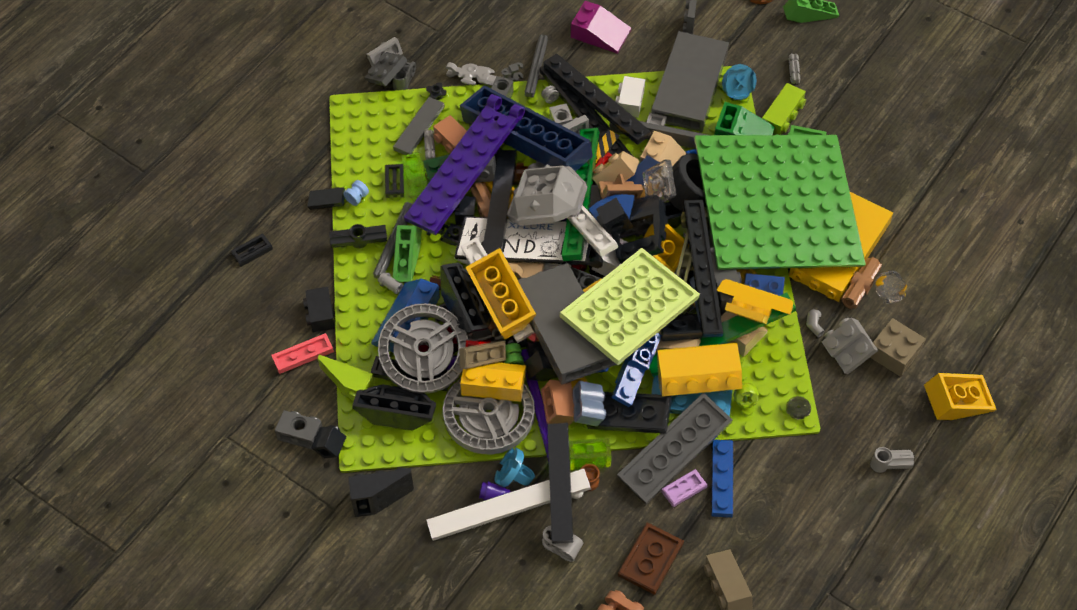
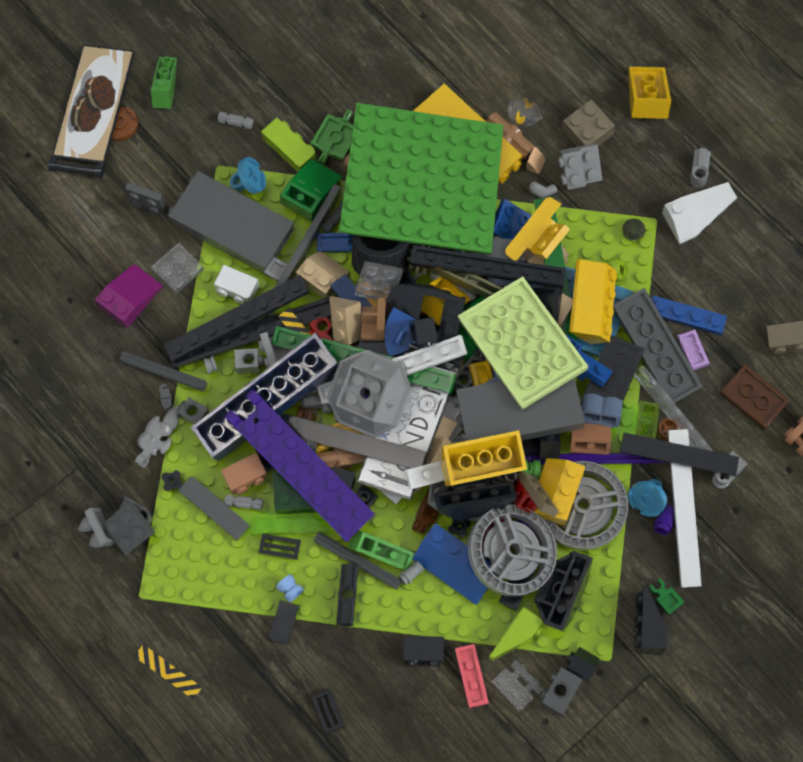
camera: 75 degrees left, 15 degrees up
(269, 130) = (168, 671): none -> sticker
(296, 388) = (513, 690): none -> clear plate
(411, 509) = (667, 599): none -> green plate
(609, 476) = (669, 407): none -> clear tile
(635, 55) = (177, 268): none -> clear plate
(839, 462) = (693, 212): none -> white wedge
(842, 309) = (535, 161): none -> light nougat slope

